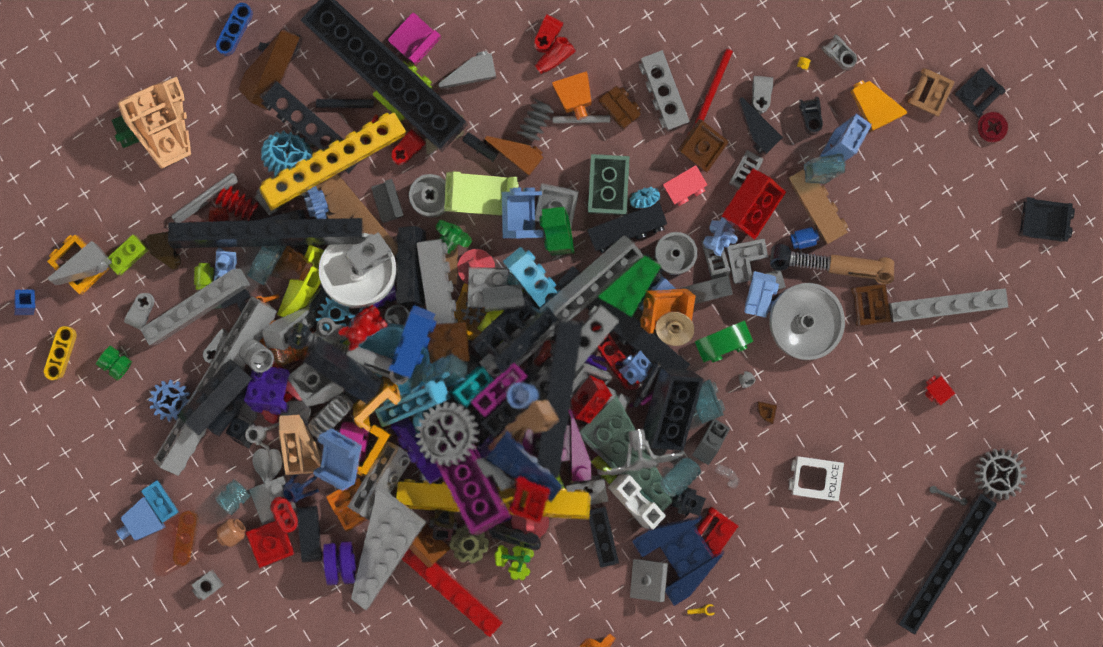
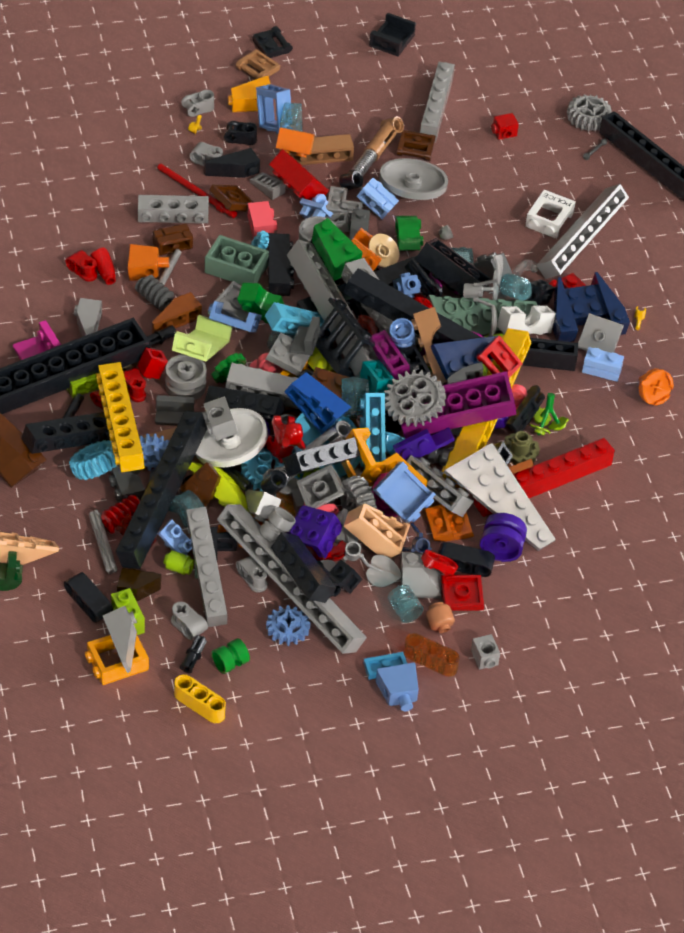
camera: 75 degrees left, 40 degrees down
(24, 302) = (134, 707): blue brick -> none
(108, 329) = (193, 654): none -> black axle
(134, 212) = (88, 596): none -> black beam
(428, 158) = (152, 363): none -> red brick
(613, 593) = (603, 364): none -> light blue brick
(767, 411) = (479, 230): reddish brown tile -> none
(797, 183) = (295, 141): none -> orange brick
(800, 520) = (582, 231): none -> light grey brick
(804, 238) = (342, 164): blue brick -> none
(993, 118) = (308, 41): dark red gear -> none

